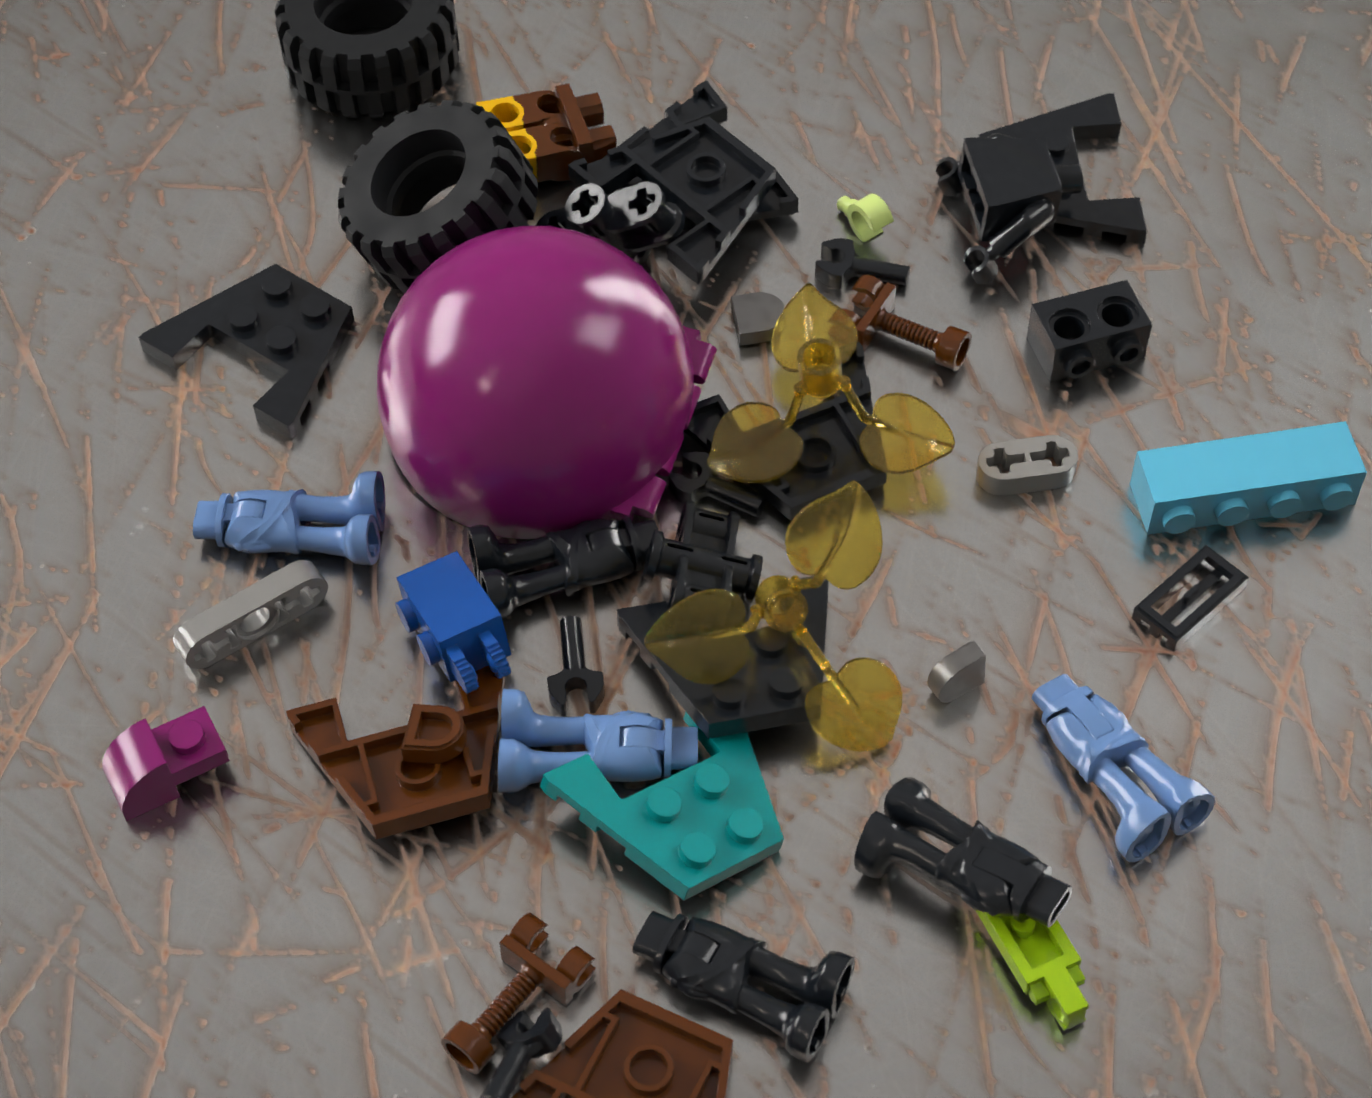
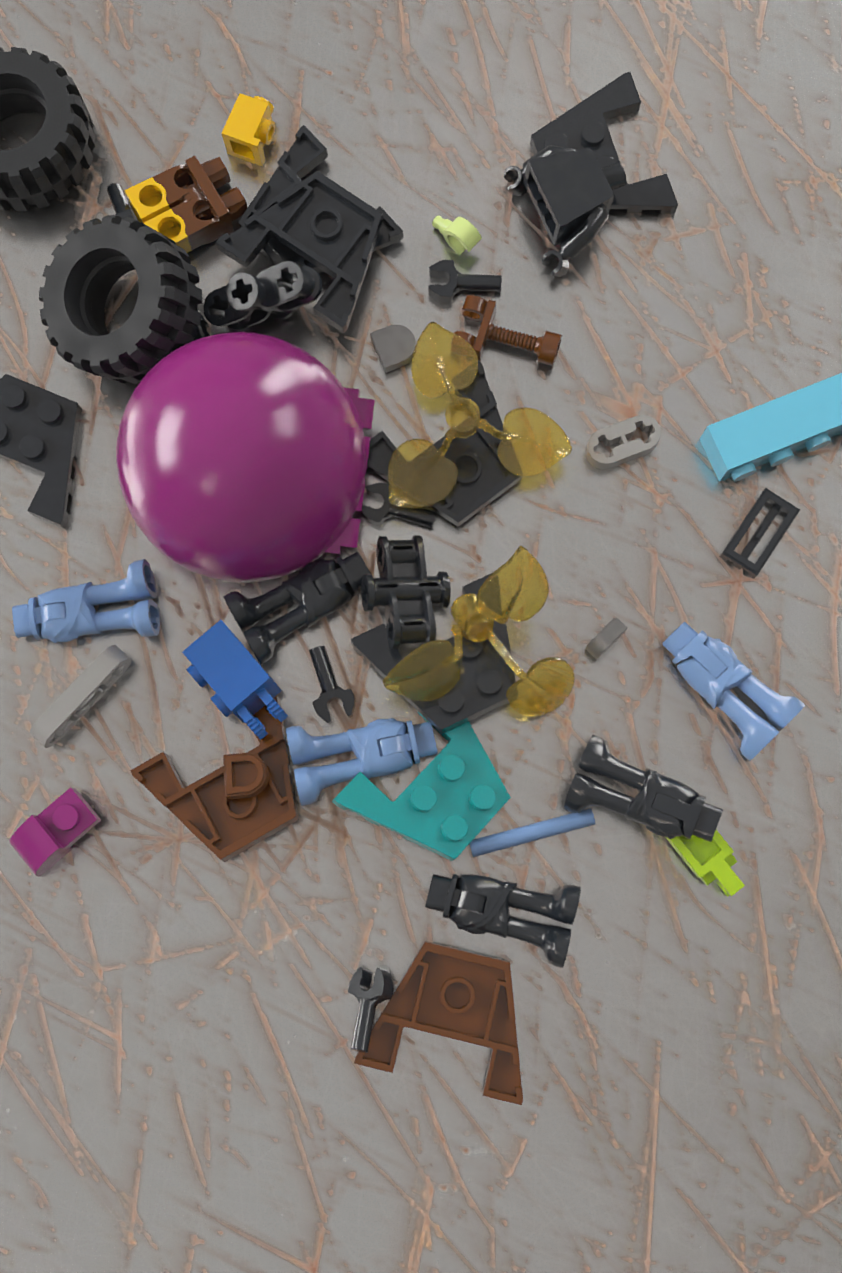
camera: 10 degrees left, 25 degrees up
(470, 1043) = (332, 999): reddish brown bar -> none
(640, 76) = (249, 129): none -> yellow brick
(804, 893) = (532, 832): none -> medium blue bar
(1089, 331) = (644, 307): black brick -> none

